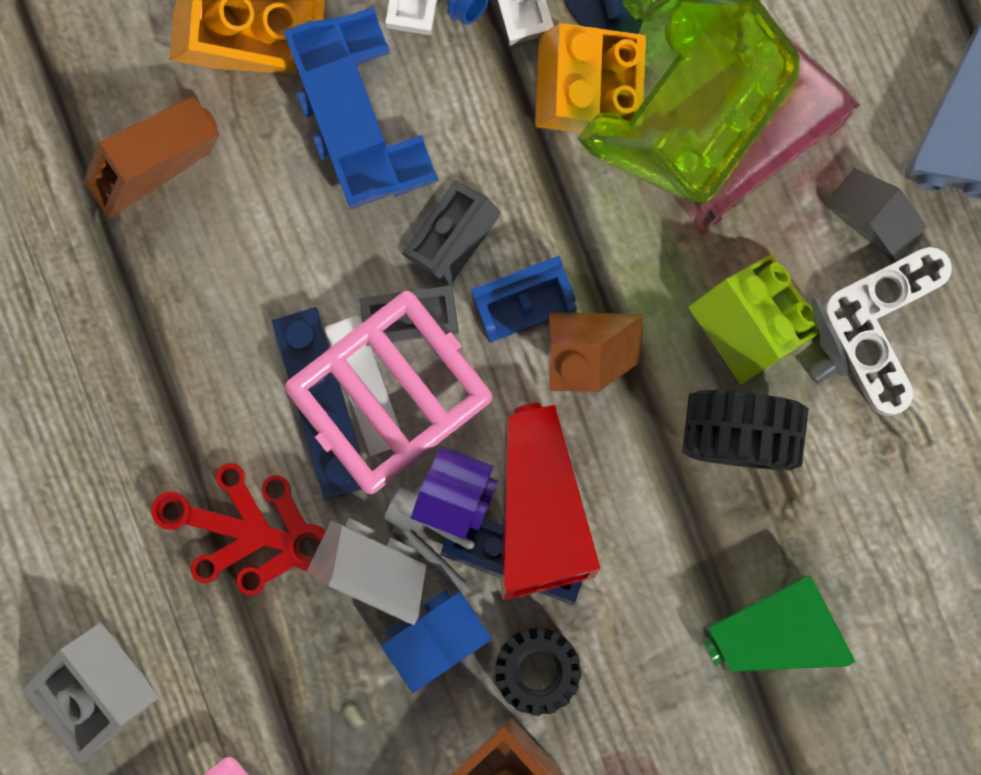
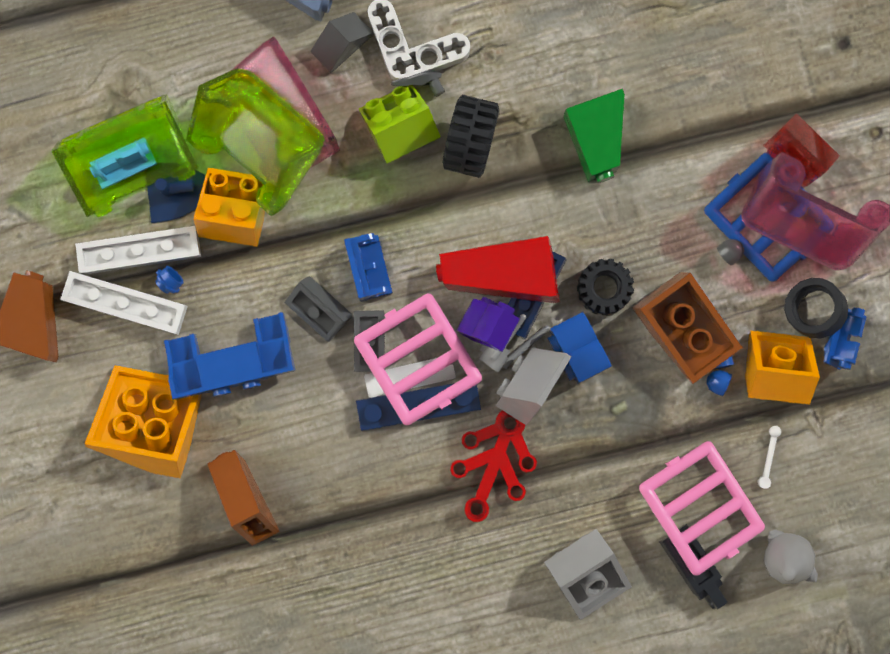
camera: 80 degrees left, 0 degrees up
(591, 349) = (406, 227): dark orange slope -> none

